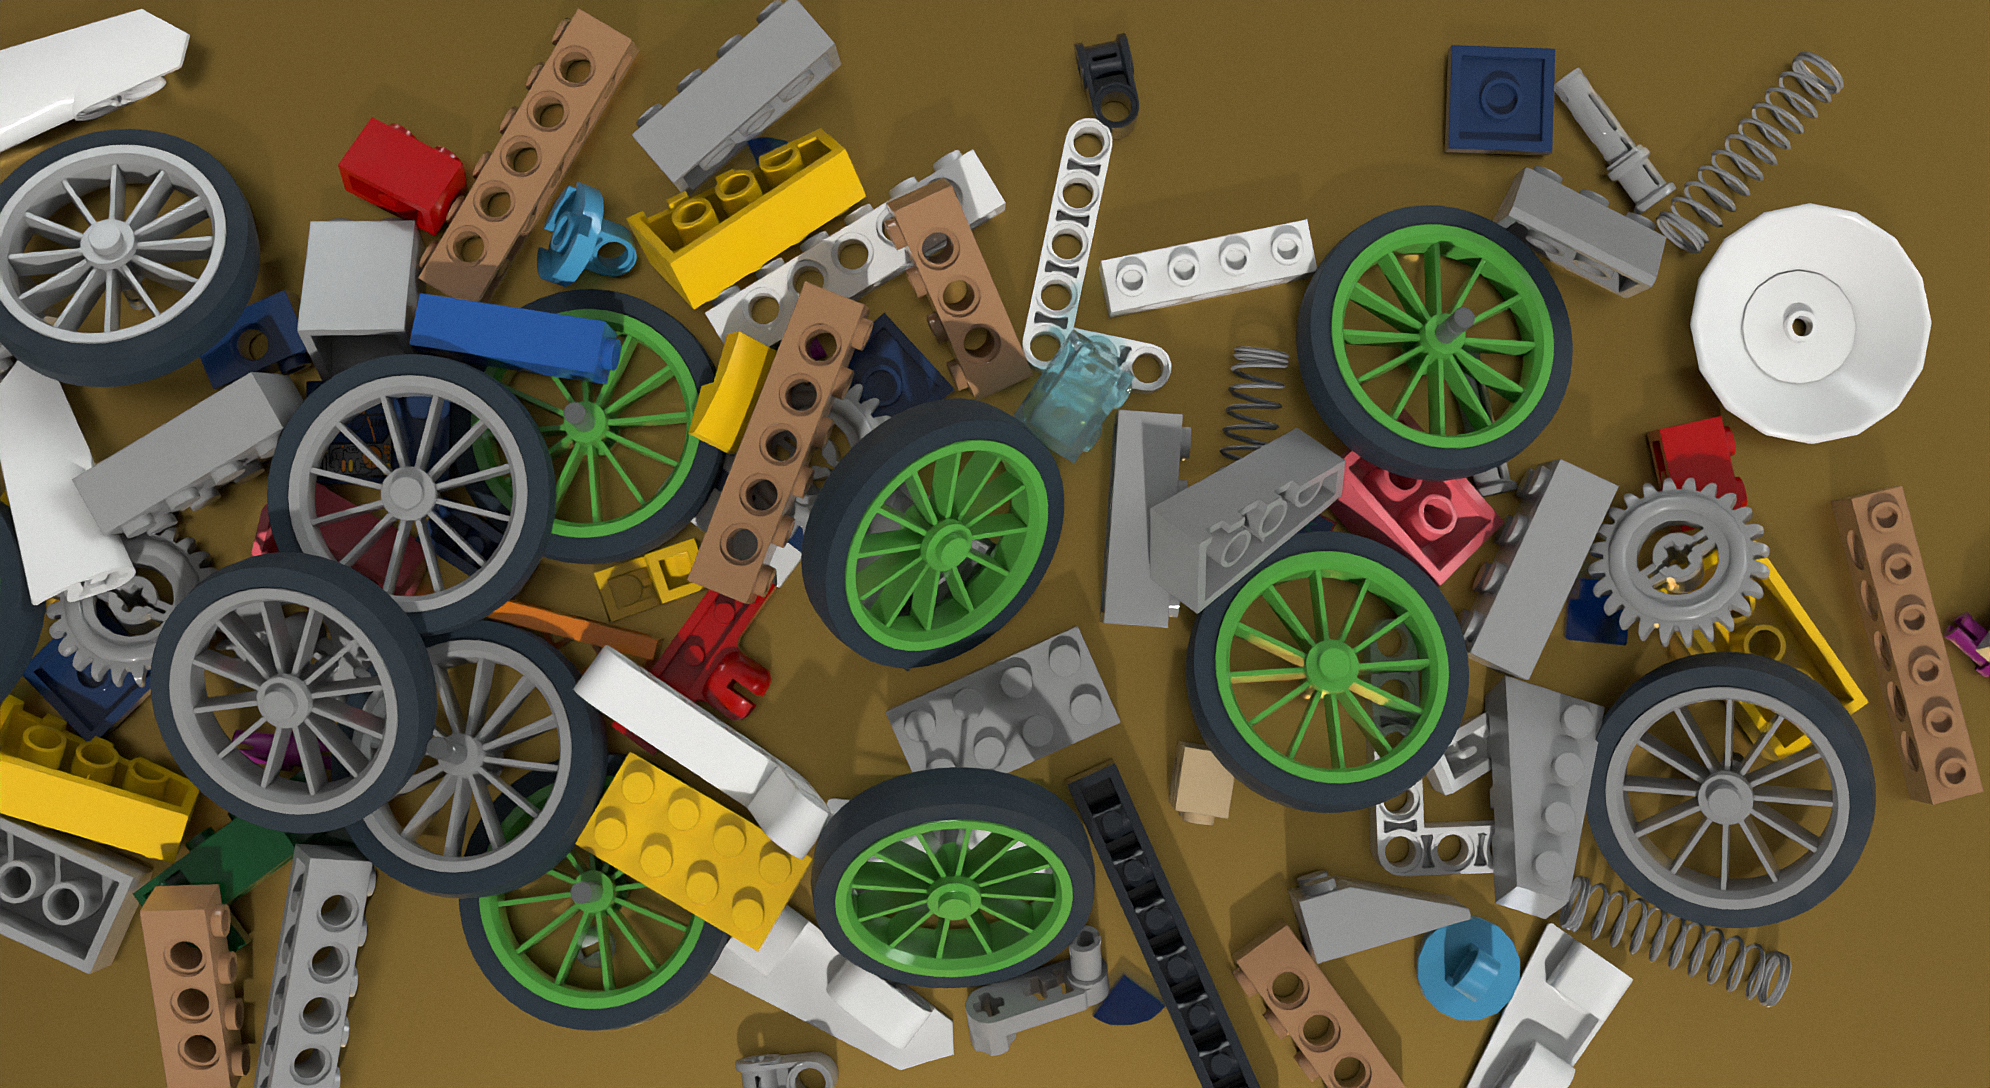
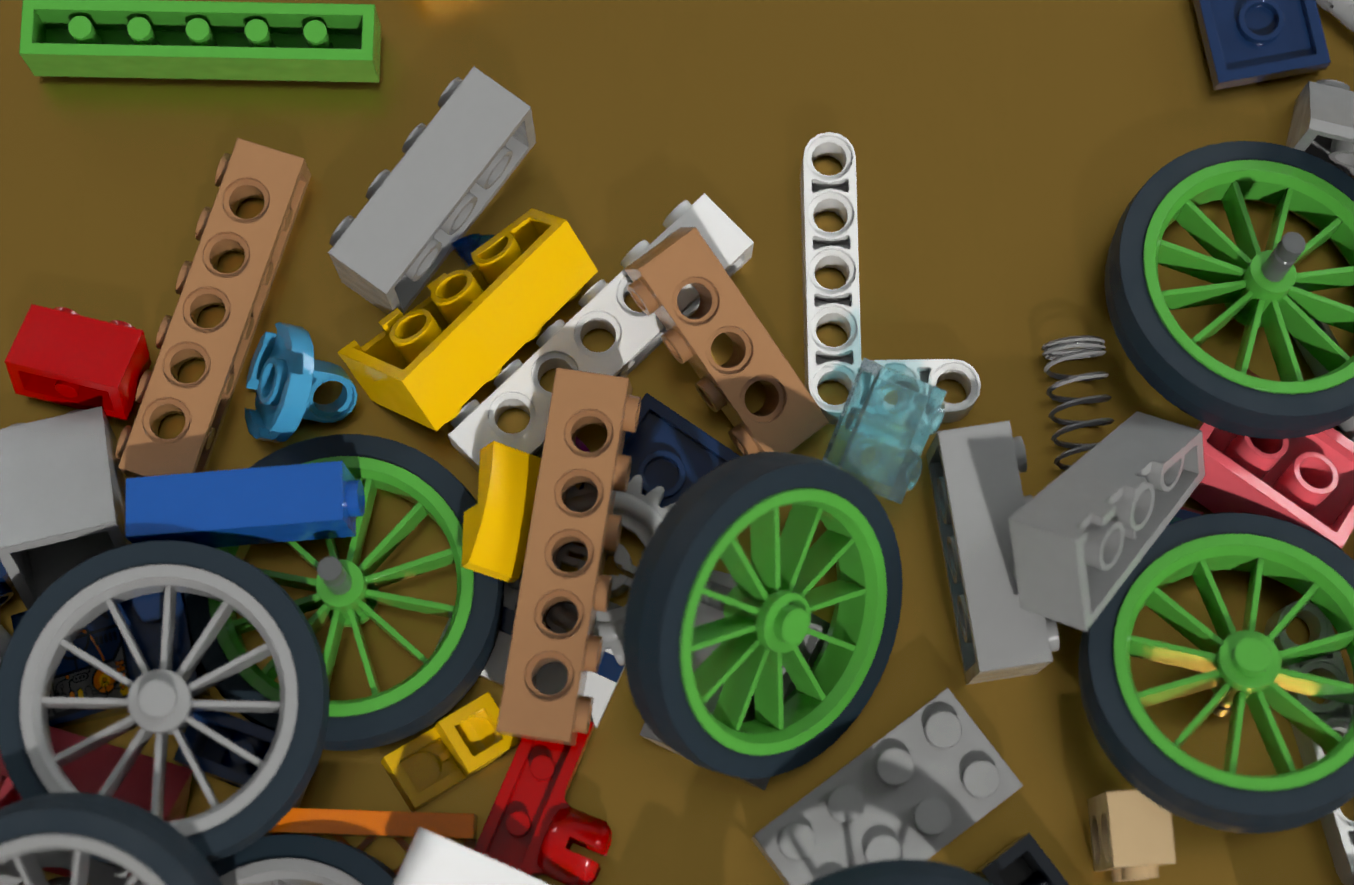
camera: 15 degrees left, 10 degrees down
(1108, 76) = (832, 88): black piece -> none
(1207, 268) = (991, 267): white brick -> none

